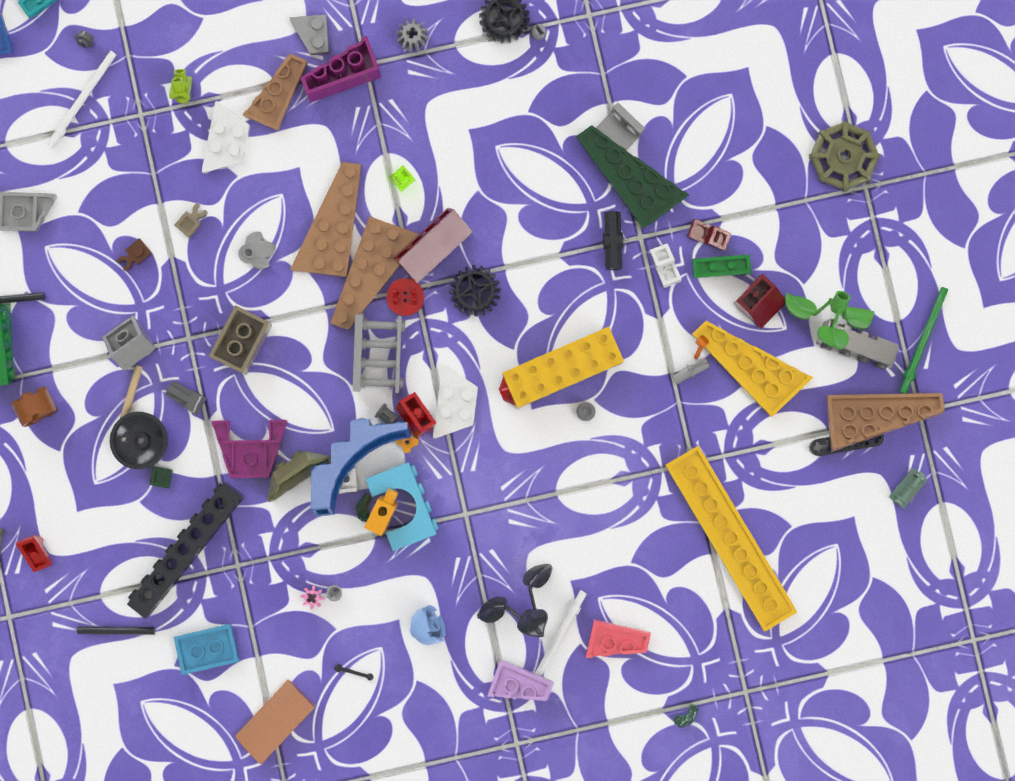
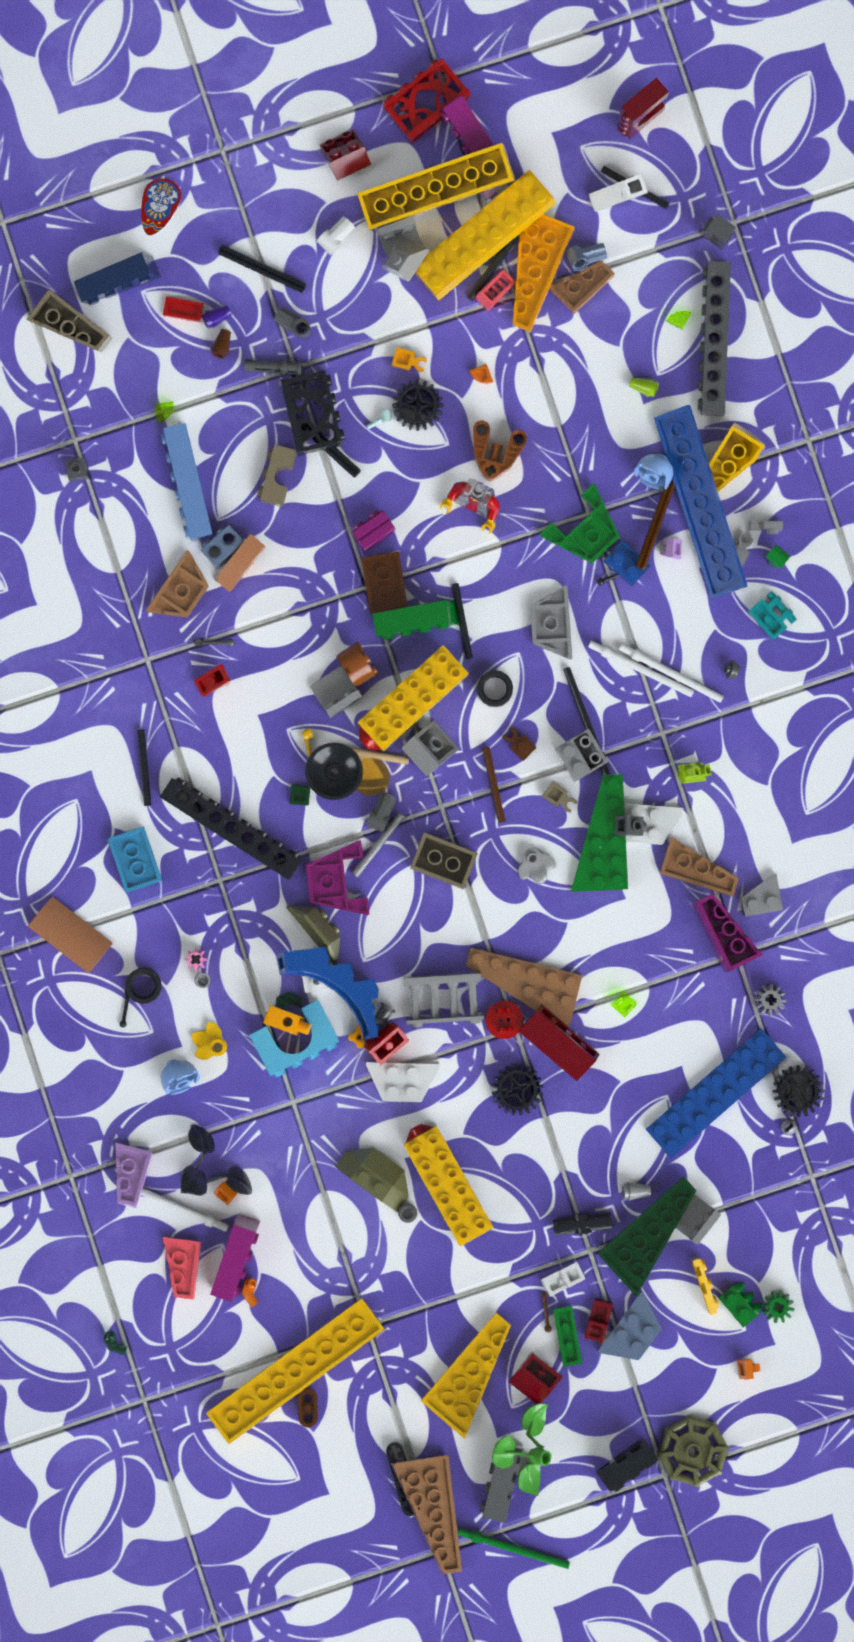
camera: 85 degrees right, 0 degrees up
(53, 159) = (607, 652): none -> white bar
(61, 270) = (497, 674): none -> black tyre
(62, 430) = (335, 692): none -> light grey bracket
(76, 355) = (411, 700): none -> yellow piece
(102, 464) = (307, 735): none -> yellow hand
(151, 194) = (581, 755): none -> light grey slope
(153, 401) = (374, 778): none -> clear yellow tile
(155, 177) = (582, 710): none -> black bar
(172, 284) = (493, 784): none -> reddish brown bar
(219, 404) = (378, 844): none -> light grey bar
(225, 147) = (633, 825): none -> dark grey brick
(249, 181) = (604, 853): none -> green wing
(329, 239) = (559, 938): medium nougat wing -> none
(333, 667) = (140, 971): none -> black tyre
(395, 594) = (206, 1040): none -> yellow plate
(498, 98) = (715, 1093): none -> blue plate
(545, 438) = (376, 1175): none -> olive wedge
(548, 591) = (225, 1193): none -> orange tile
(586, 186) = (634, 1191): none -> light grey cone
(613, 587) = (235, 1257): none -> magenta wedge
(648, 577) = (248, 1291): none -> orange arm
(684, 127) = (705, 1285): none -> yellow wing
(690, 370) = (458, 1313): light grey axle -> none
(702, 341) = (488, 1323): orange hand -> none
(706, 97) = (739, 1304): none -> green plate
(709, 65) = (780, 1300): none -> green gear
(711, 285) = (547, 1328): none -> reddish brown hinge
(723, 202) = (633, 1332): none -> sand blue wing
(767, 529) = (307, 1407): none -> reddish brown plate
(769, 95) = (746, 1368): none -> orange tile
(853, 219) = (627, 1465): none -> black wedge
(908, 488) = (363, 1545): sand green hinge -> none

